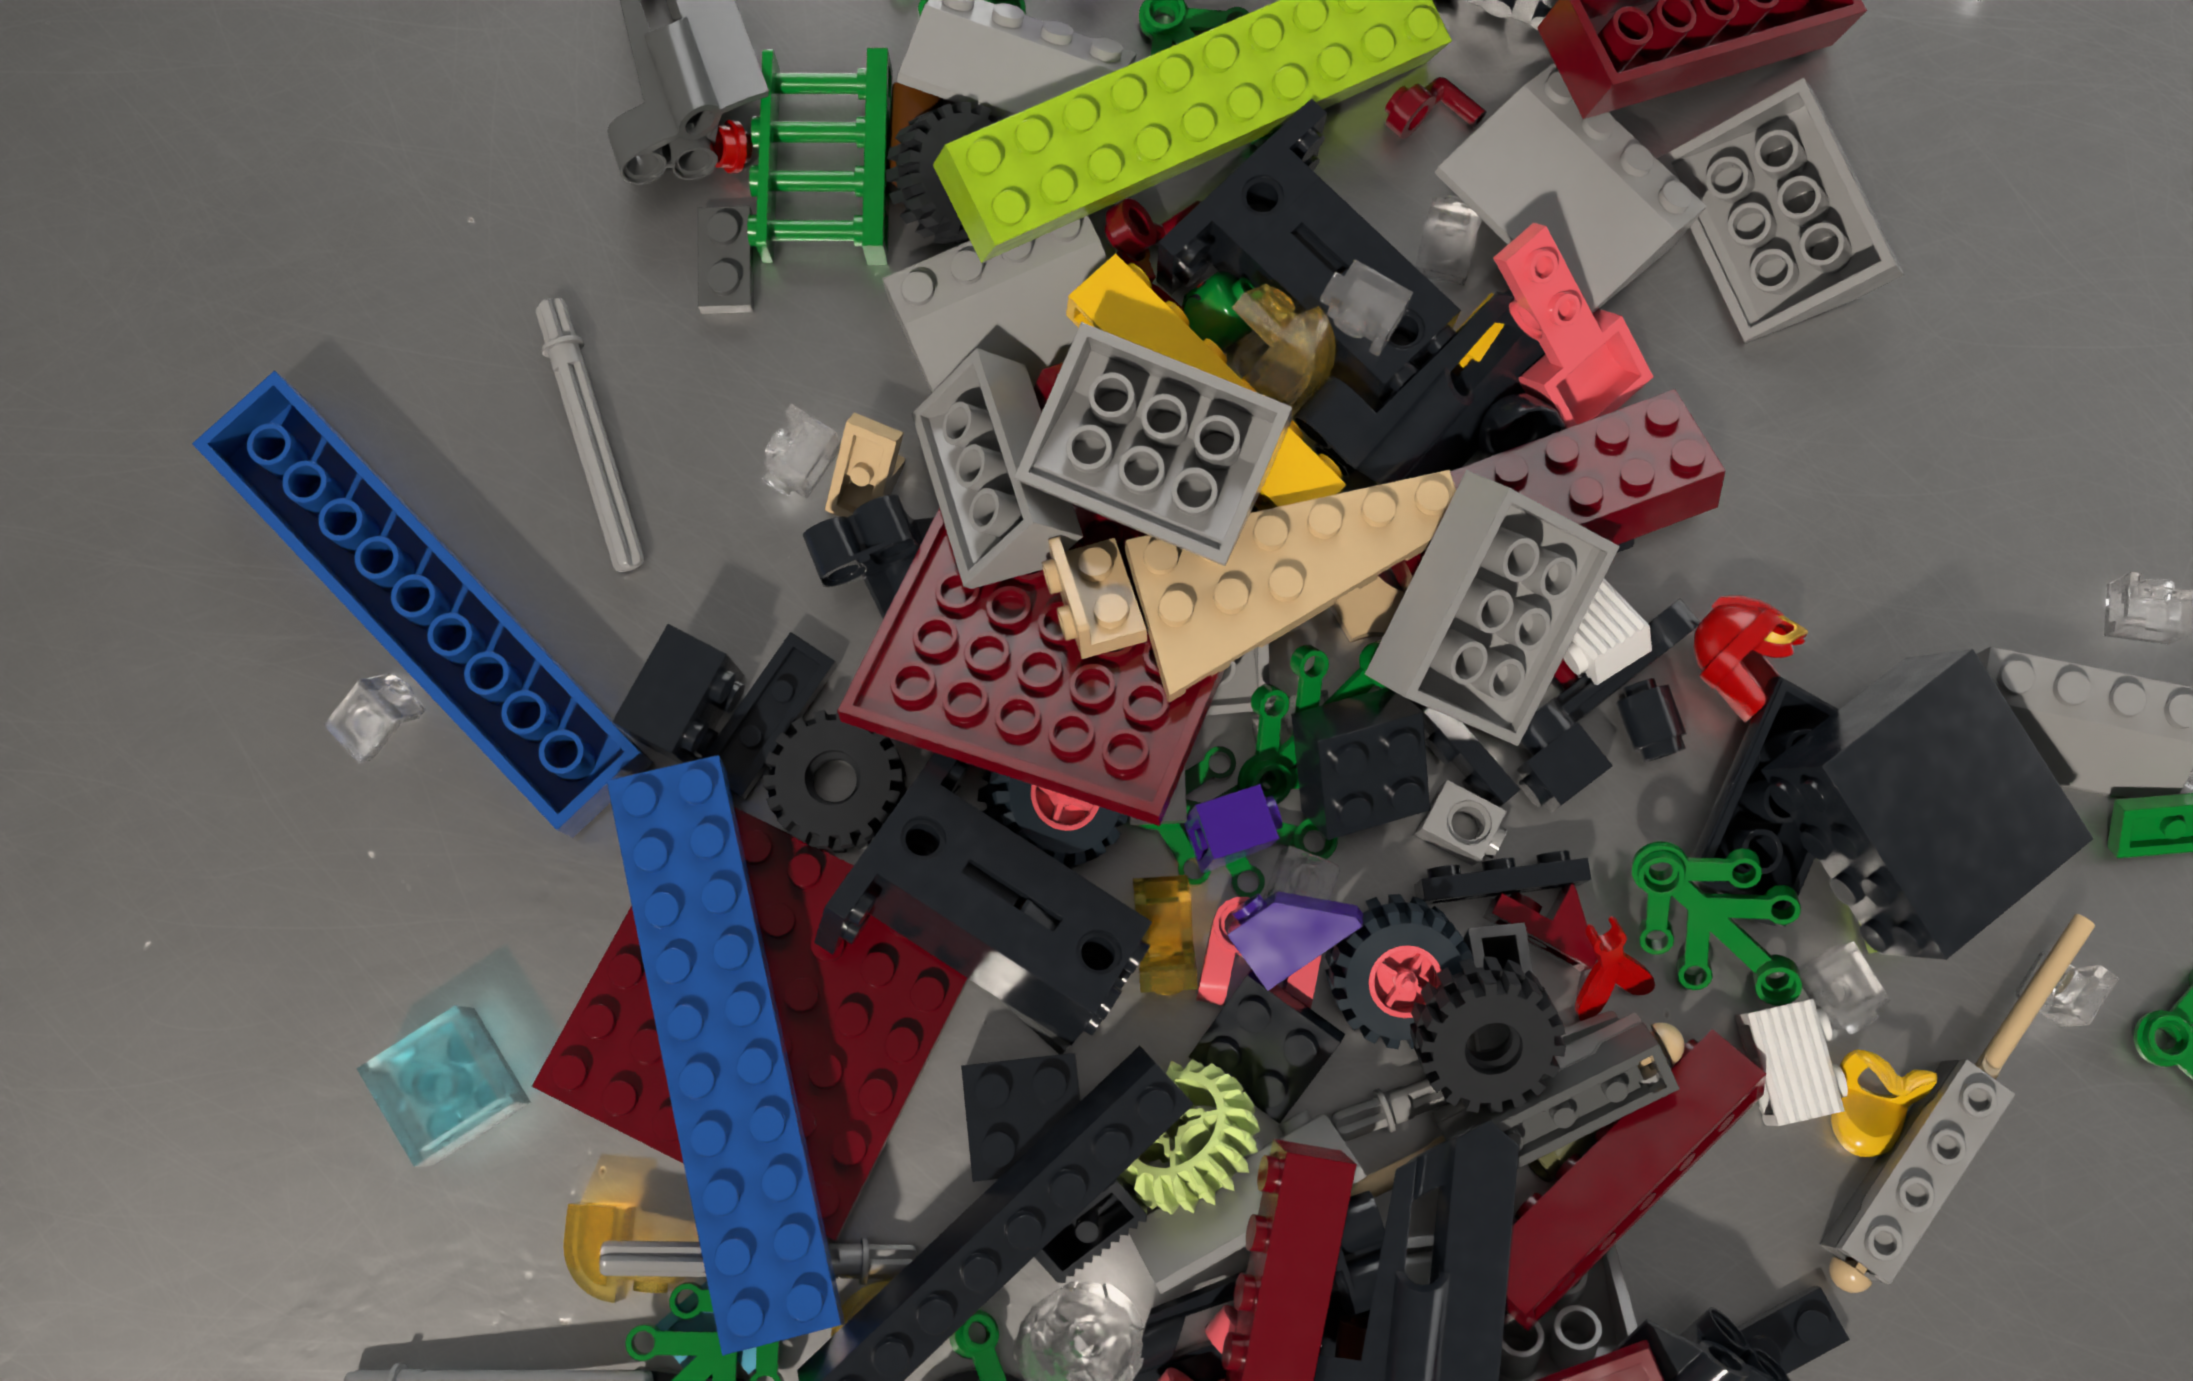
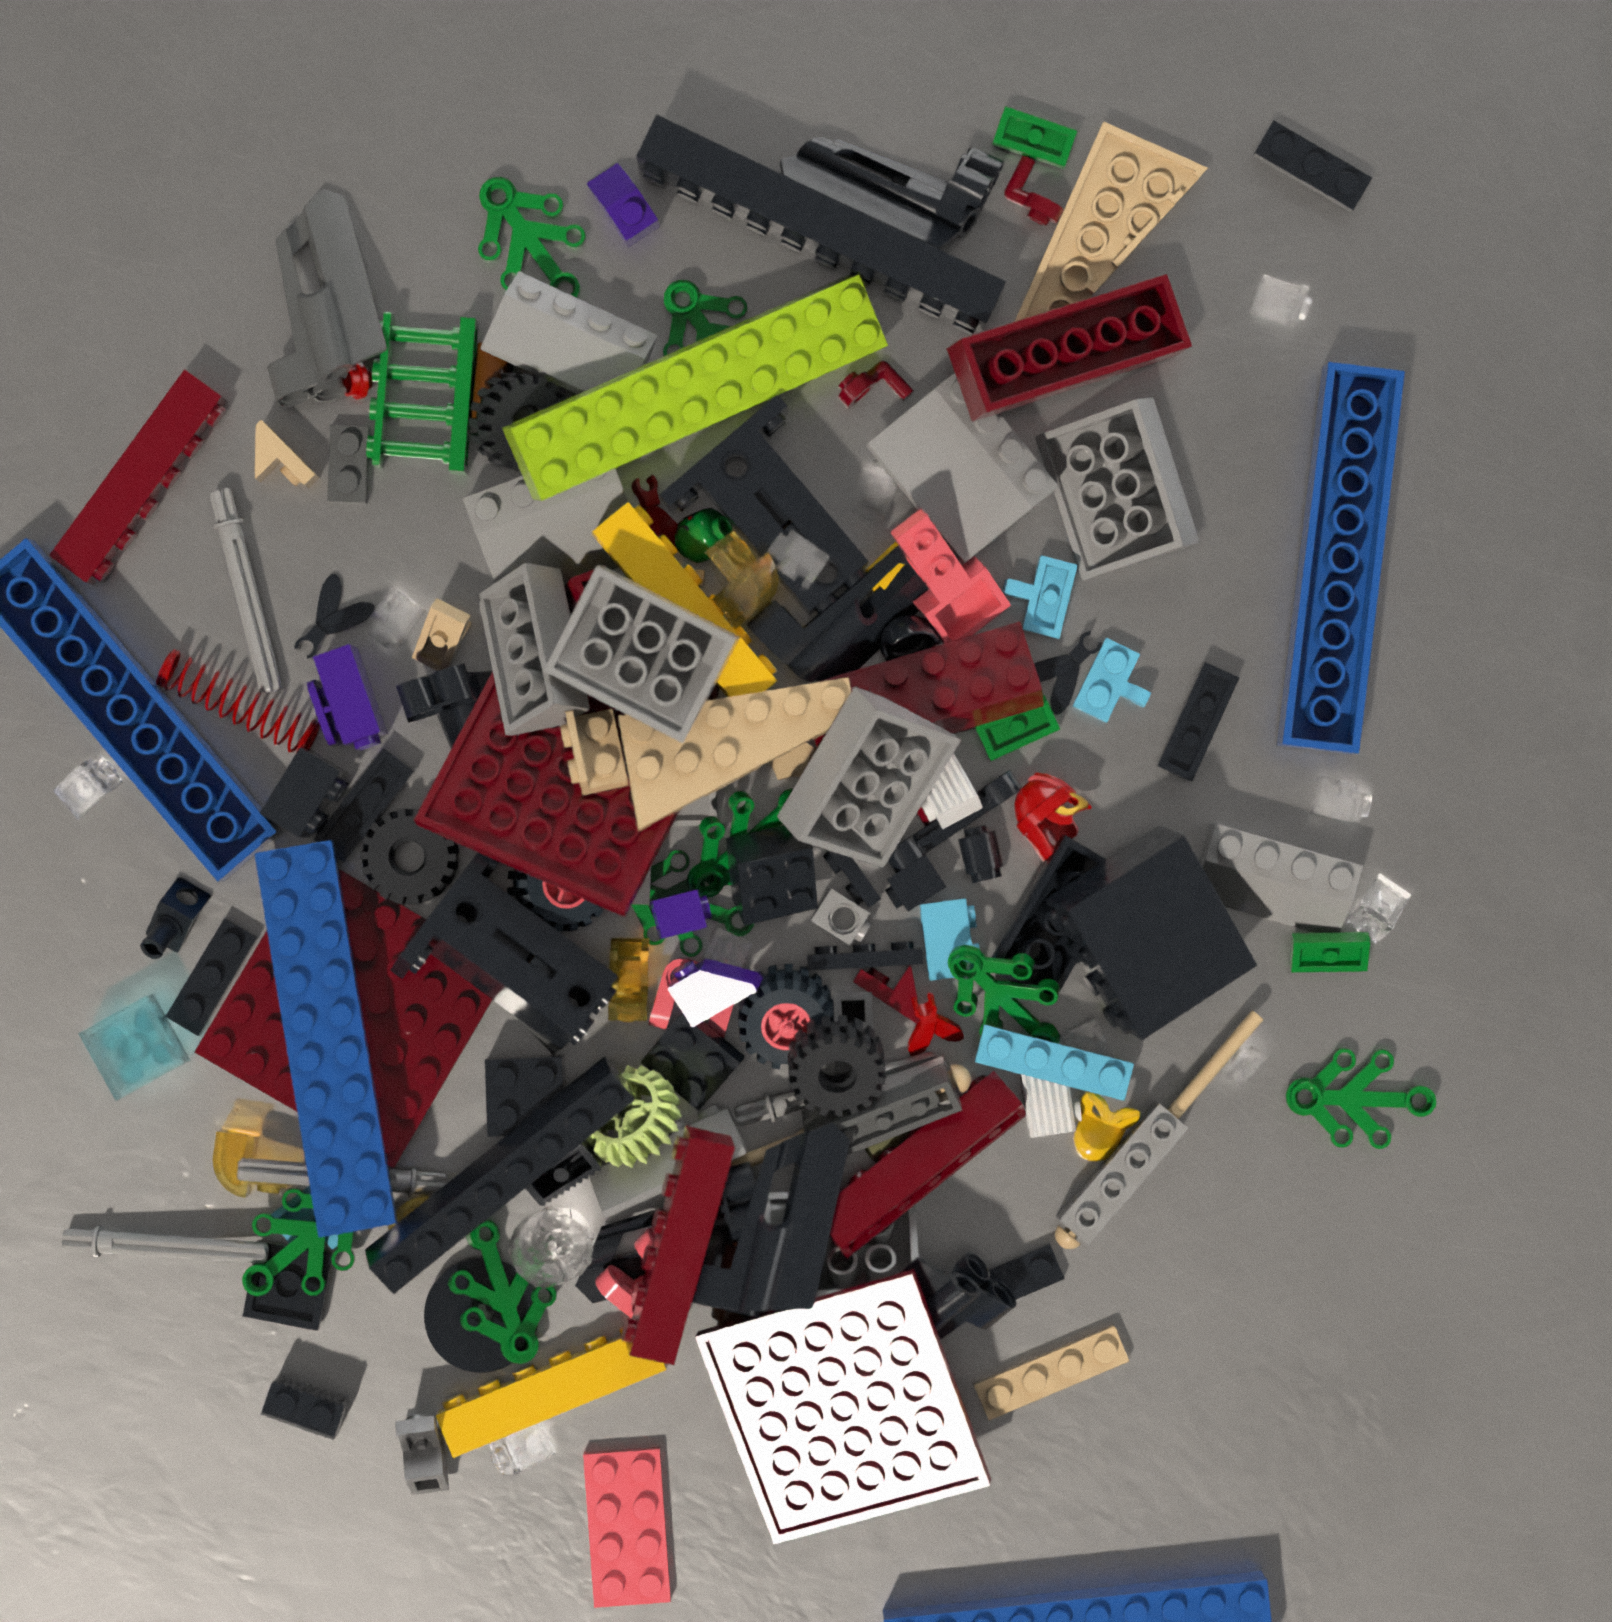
camera: 10 degrees right, 10 degrees up
(436, 293) = (139, 478): none -> dark red brick
(497, 896) = (172, 919): none -> black bracket
(558, 977) = (212, 977): none -> black plate
(624, 249) = (271, 451): none -> tan slope
(690, 609) = (167, 670): none -> red piece
(709, 465) = (330, 619): none -> black piece
(733, 563) = (346, 700): none -> dark purple brick
(1133, 230) = (648, 470): dark red plate -> none
(1609, 831) = (944, 928): none -> medium azure brick
(1680, 547) = (1016, 731): none -> green plate
(1699, 361) = (1046, 596): none -> medium azure plate
(1739, 462) = (1066, 670): none -> black piece
(1801, 473) = (1108, 682): none -> medium azure plate
(1803, 1009) = (1054, 1062): none -> medium azure plate
(1933, 517) = (1197, 721): none -> black plate
(2106, 284) = (1340, 558): none -> blue brick

